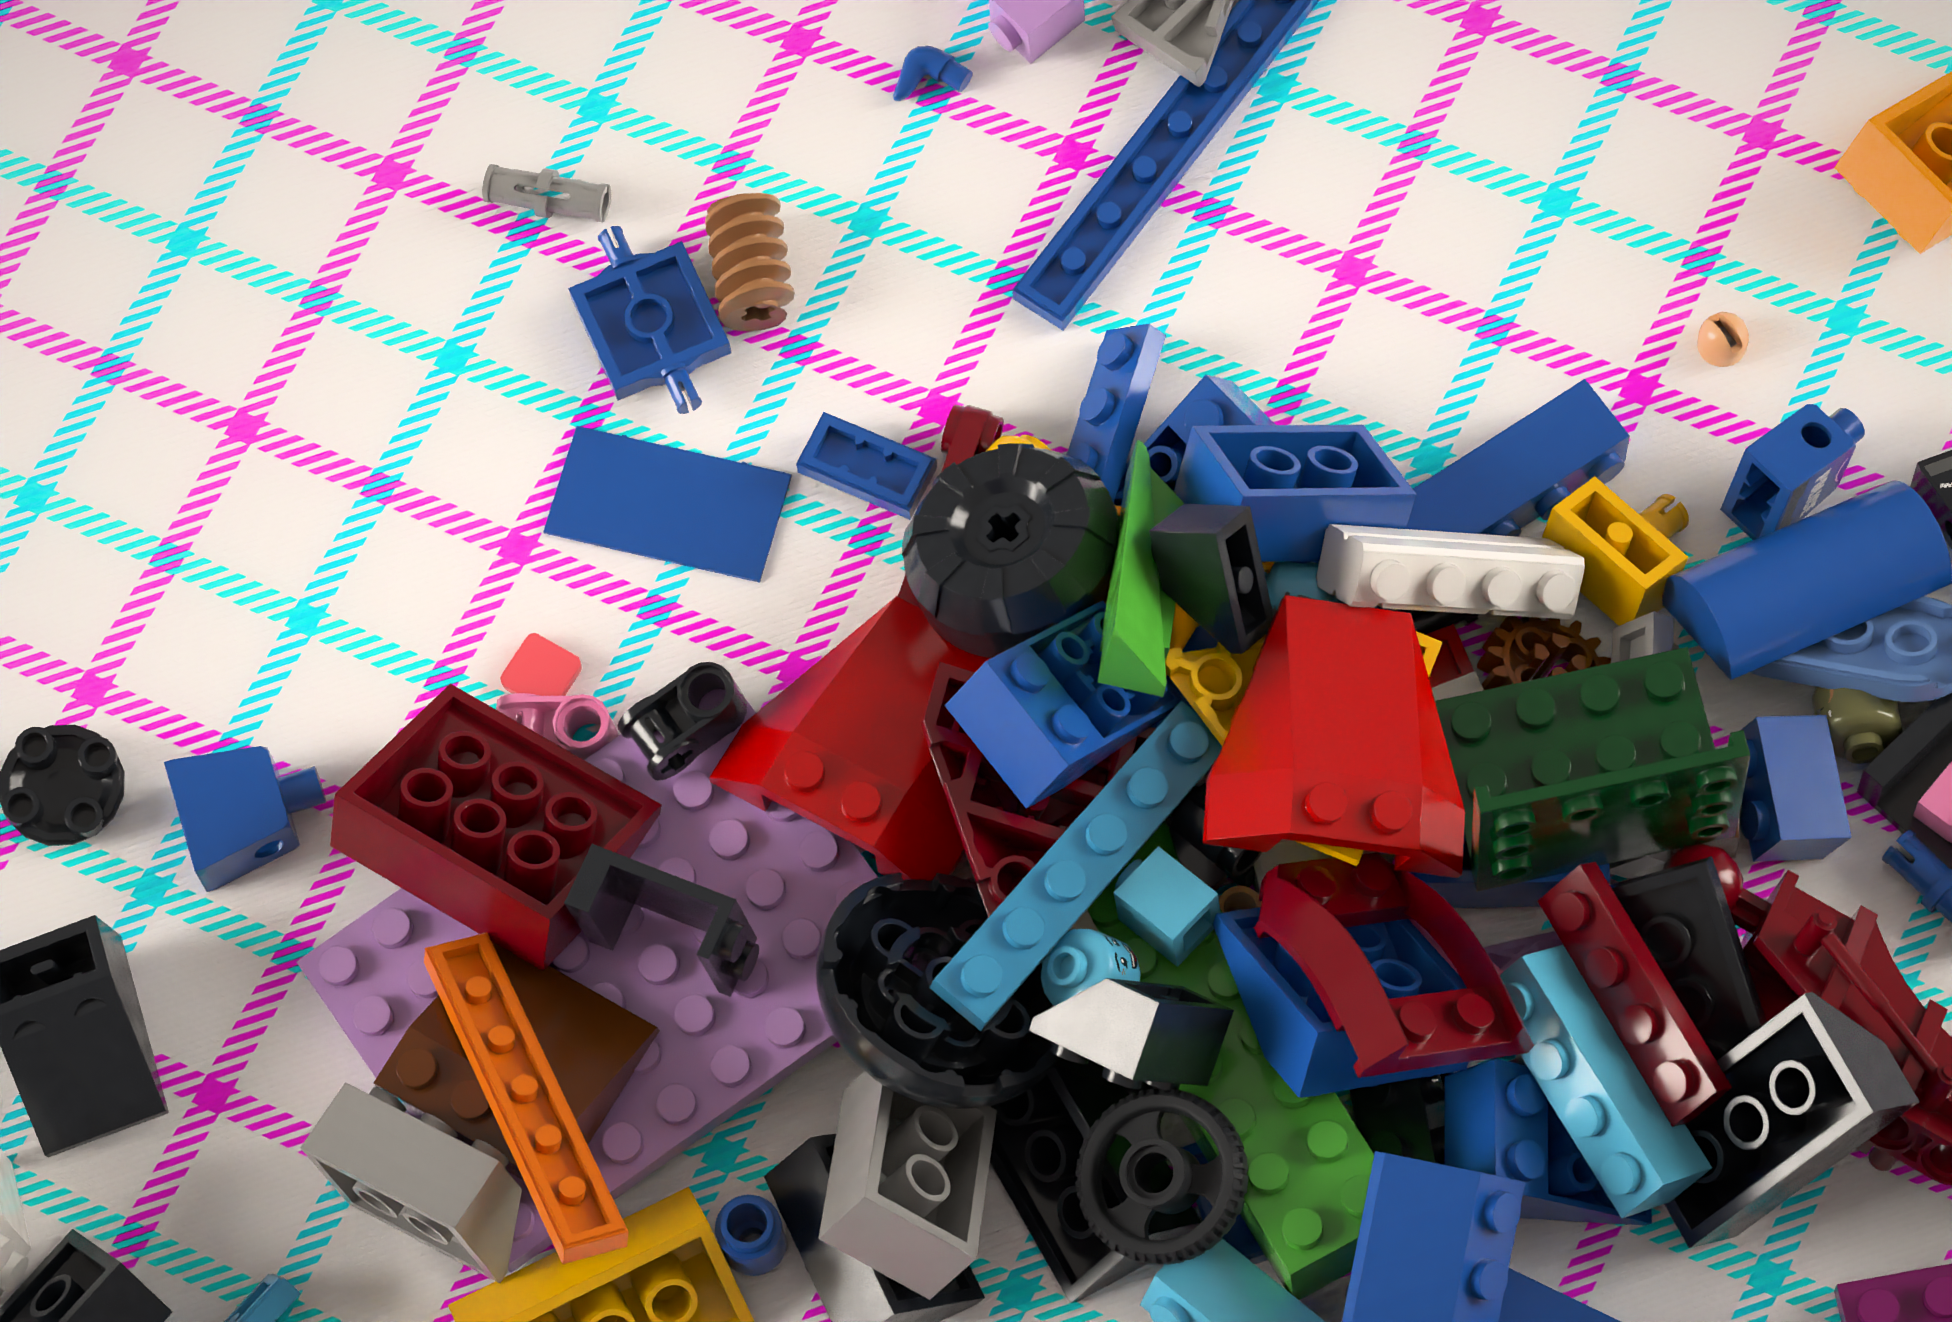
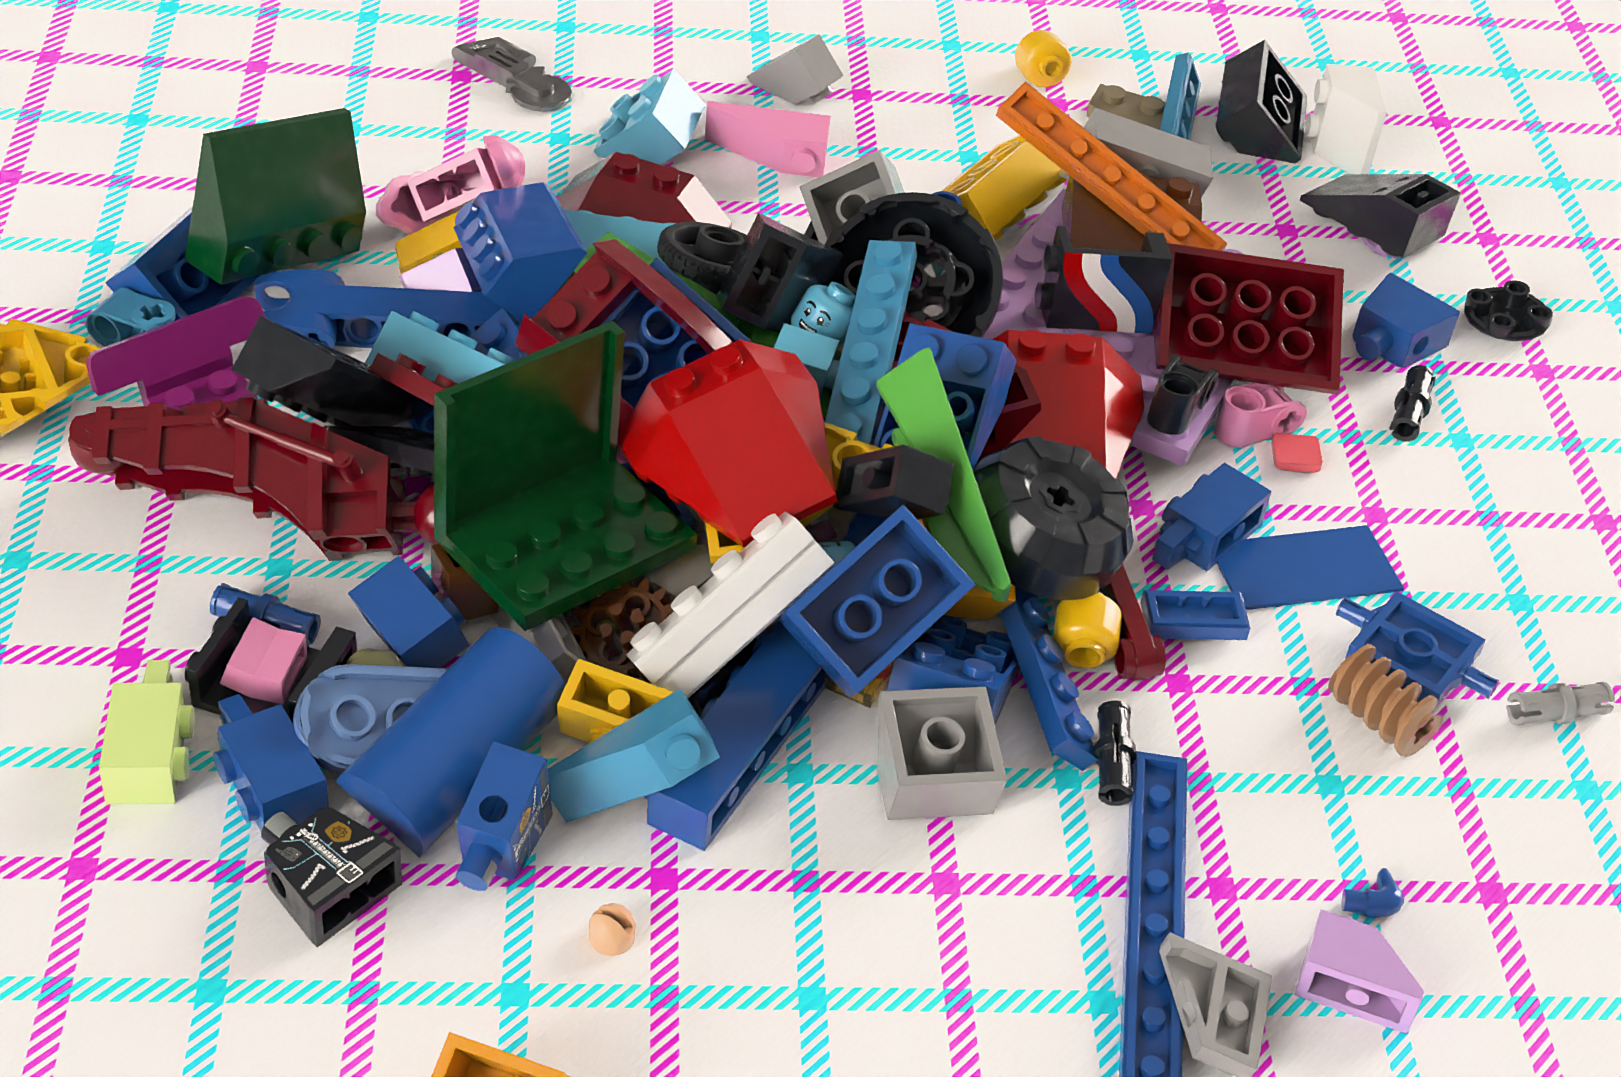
camera: 140 degrees right, 25 degrees down
(335, 675) = (1412, 403): none -> black pin
(752, 584) = (1211, 518): none -> blue hinge
(1086, 325) = (1115, 776): none -> black pin
(1302, 349) = (938, 753): none -> light grey slope
(1625, 445) = (633, 759): none -> dark azure slope

